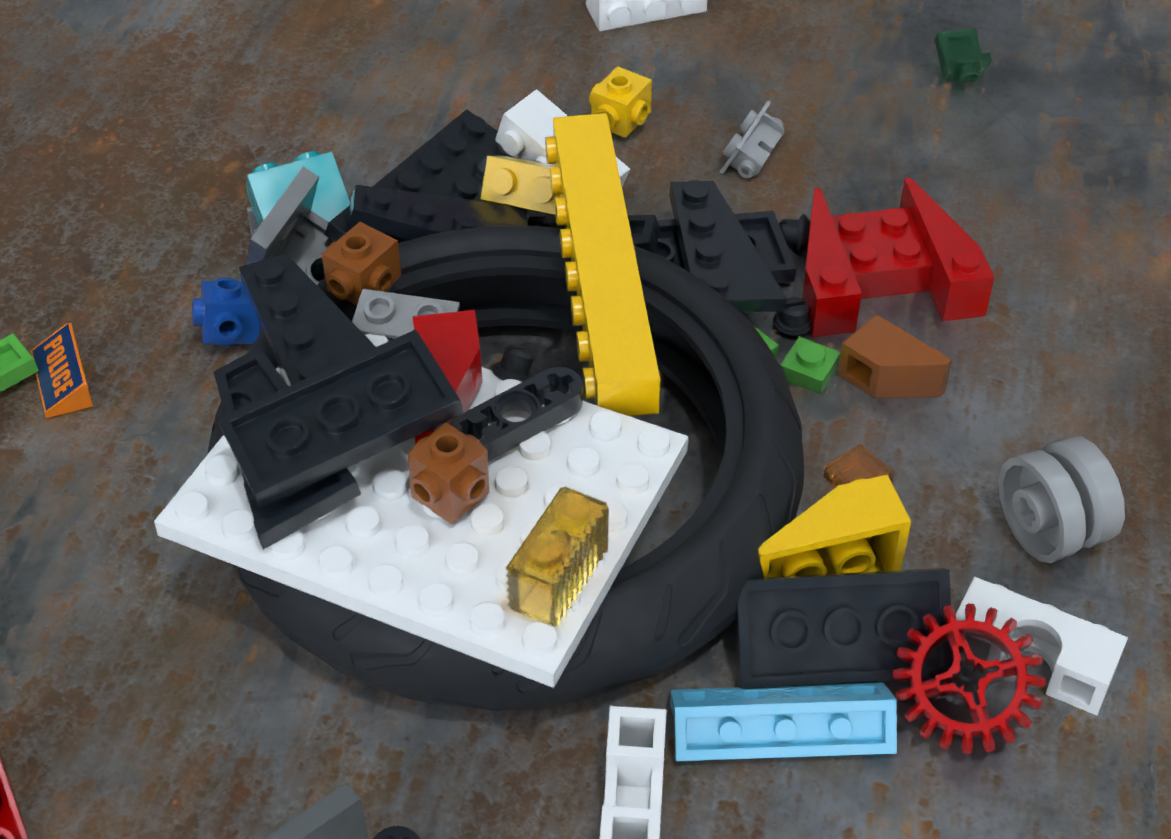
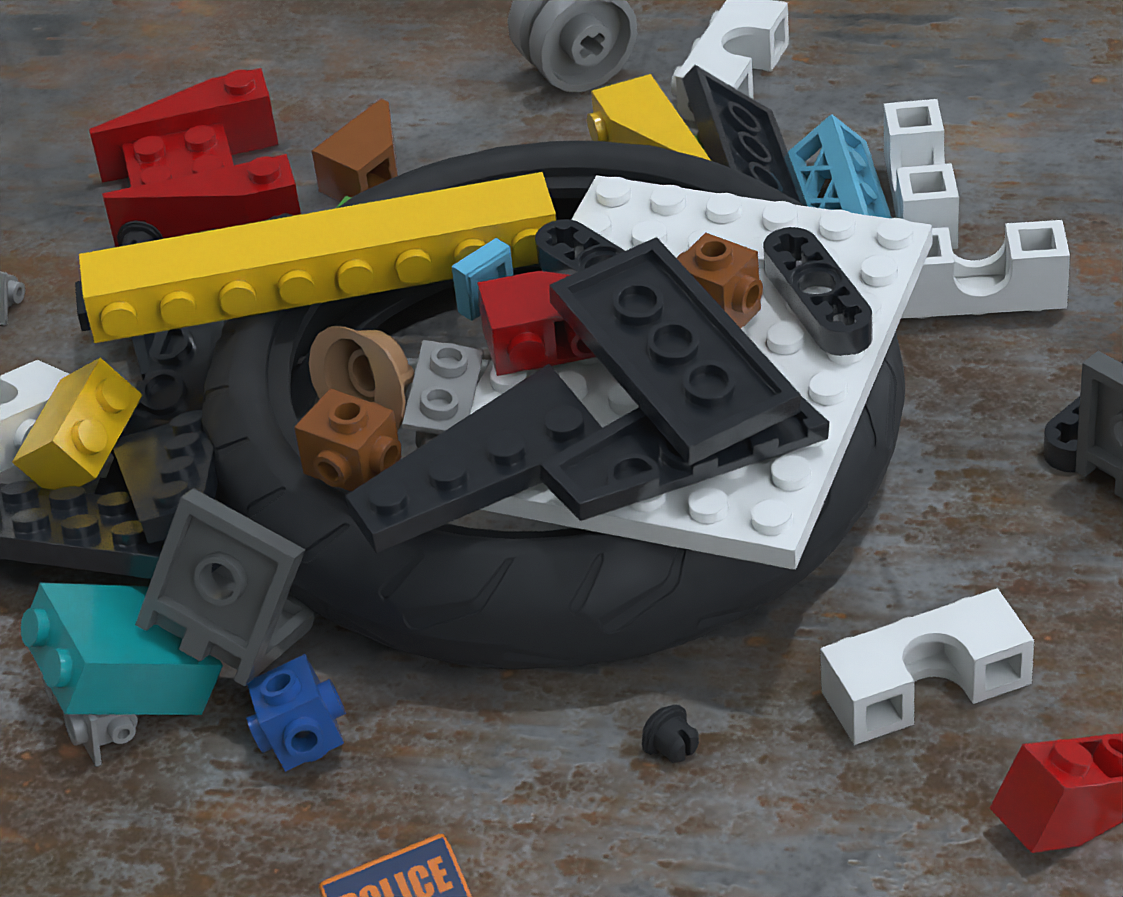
camera: 90 degrees left, 5 degrees down
(142, 526) = (670, 734): none -> black piece
(154, 728) = (968, 642): none -> white arch
(431, 272) = (361, 365): none -> medium nougat piece
(434, 575) = (854, 326): none -> black beam
(548, 346) = (484, 264): none -> medium azure tile
(558, 556) = (820, 192): clear yellow brick -> none
(834, 780) = (916, 168): none -> white arch
(955, 633) = (795, 73): red gear -> none

